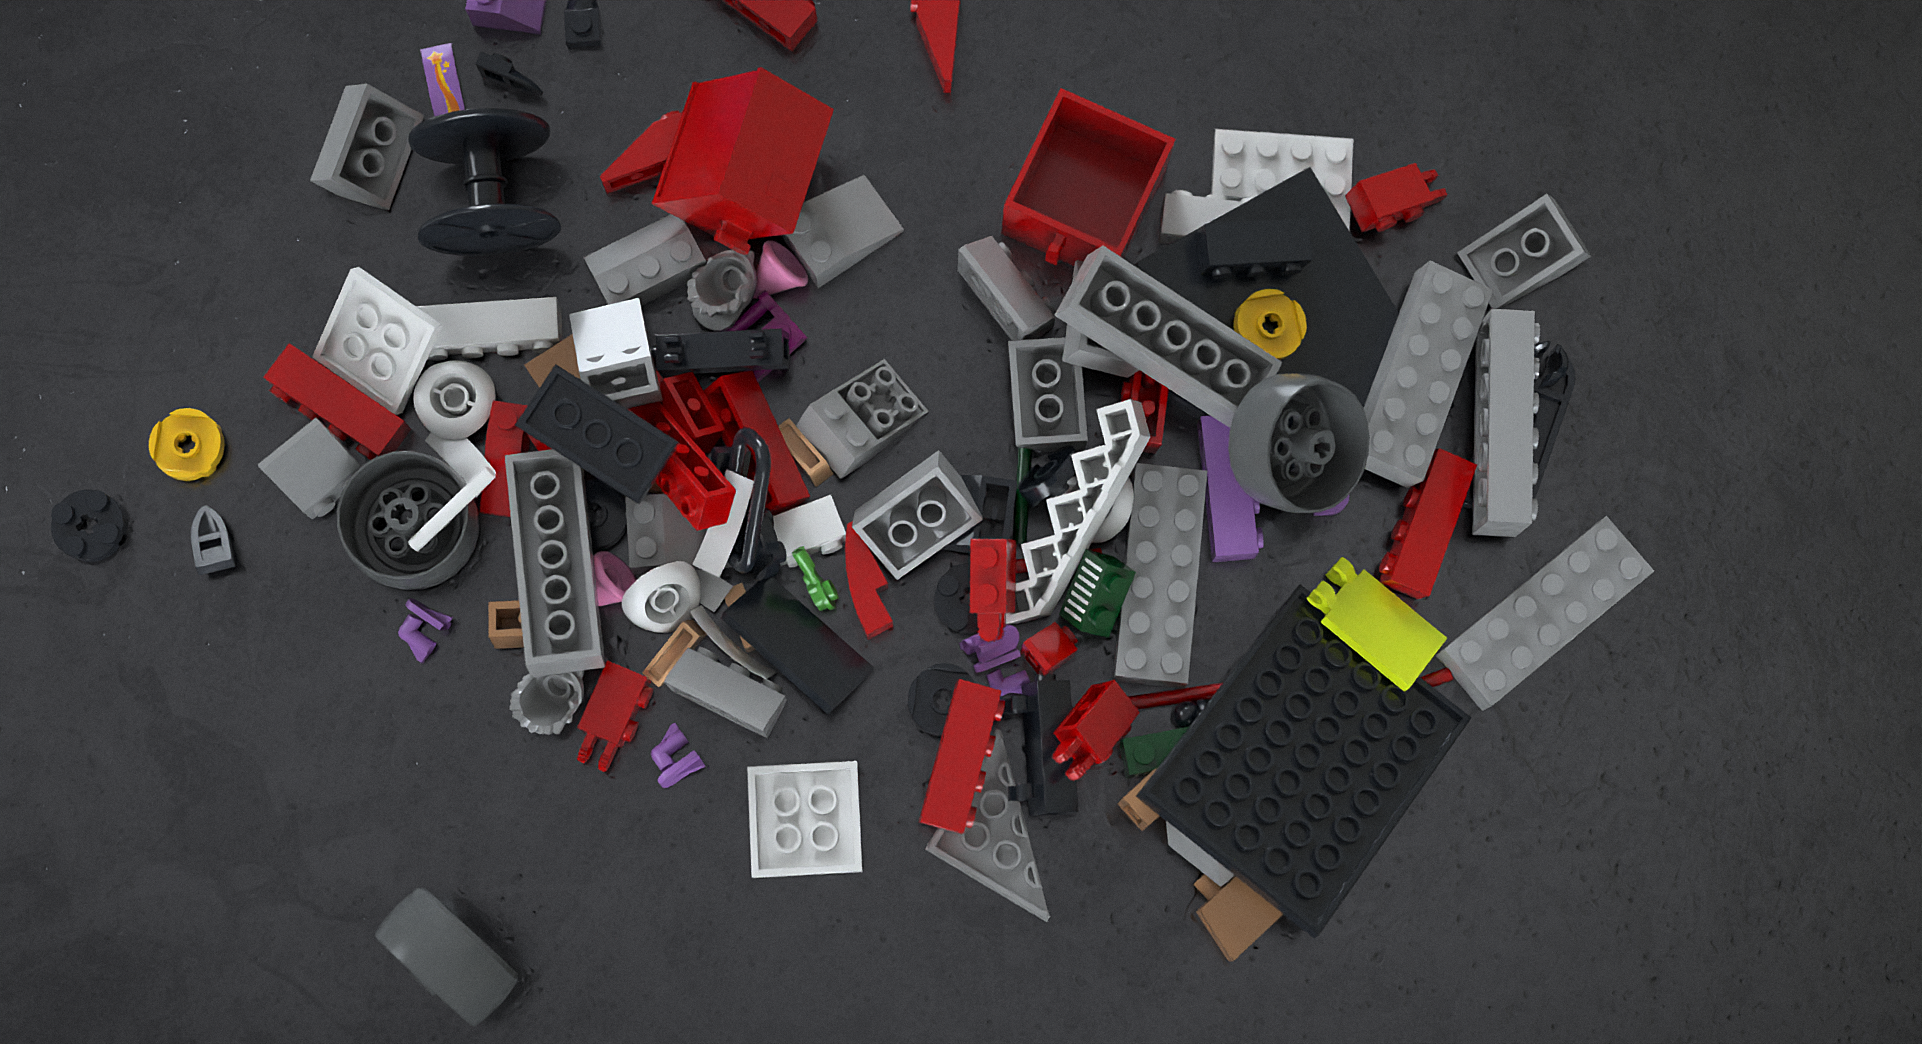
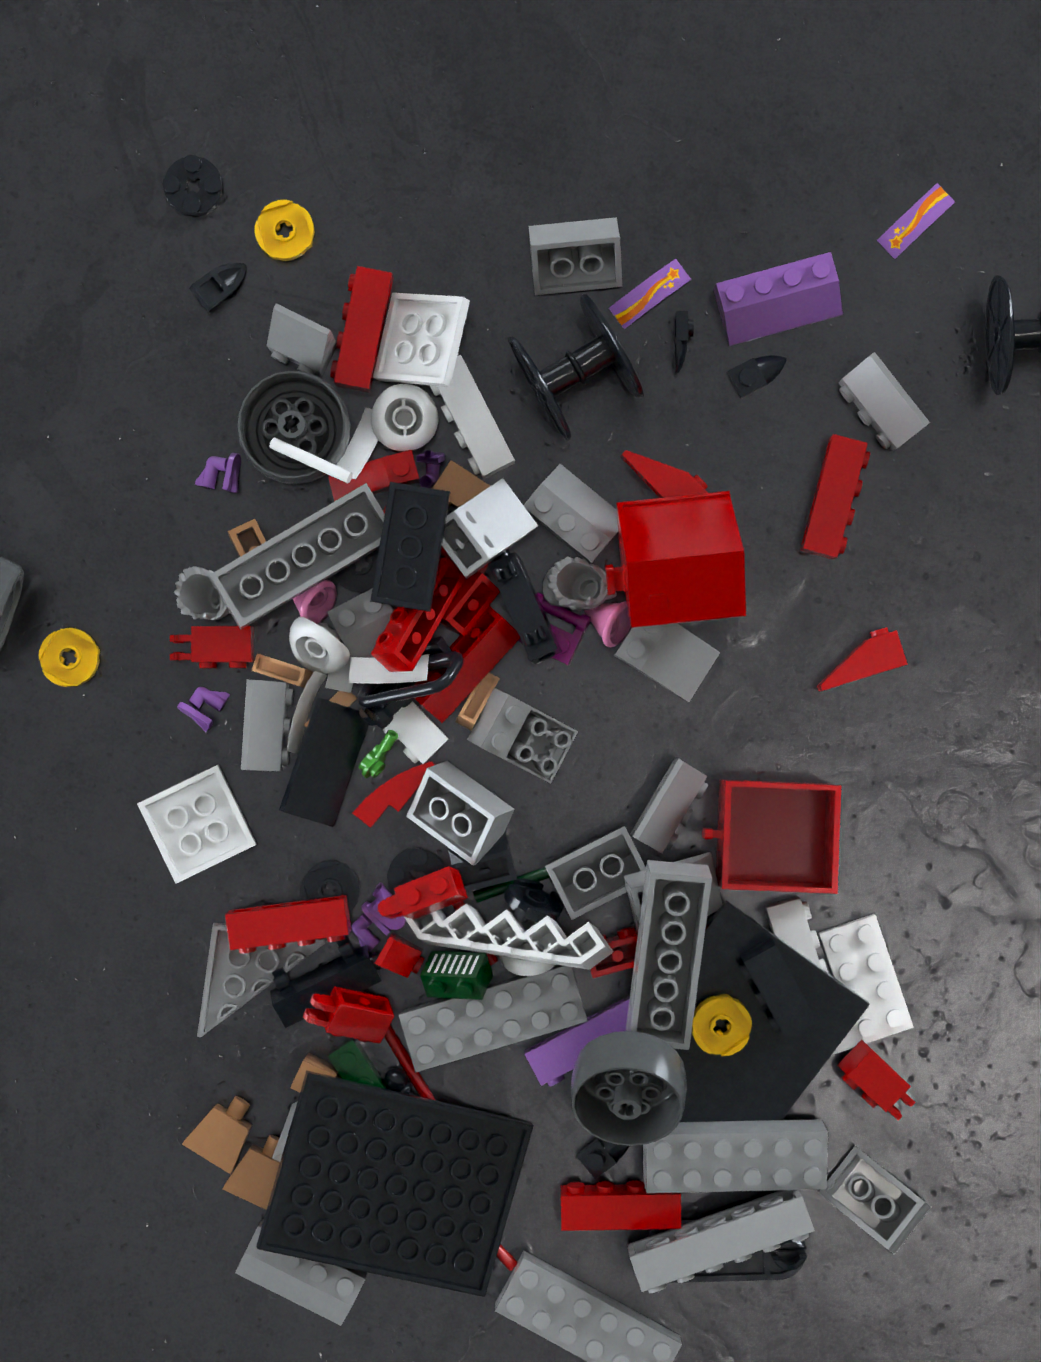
camera: 75 degrees right, 10 degrees up
(525, 394) = (432, 470): none -> medium lavender piece
(529, 884) = (53, 663): none -> yellow plate
(1170, 938) = (221, 1134): none -> medium nougat torso
(1360, 520) = (600, 1156): none -> black plate
(1375, 912) = (311, 1284): none -> light grey slope
(1376, 624) = (525, 1198): neon yellow tile -> none

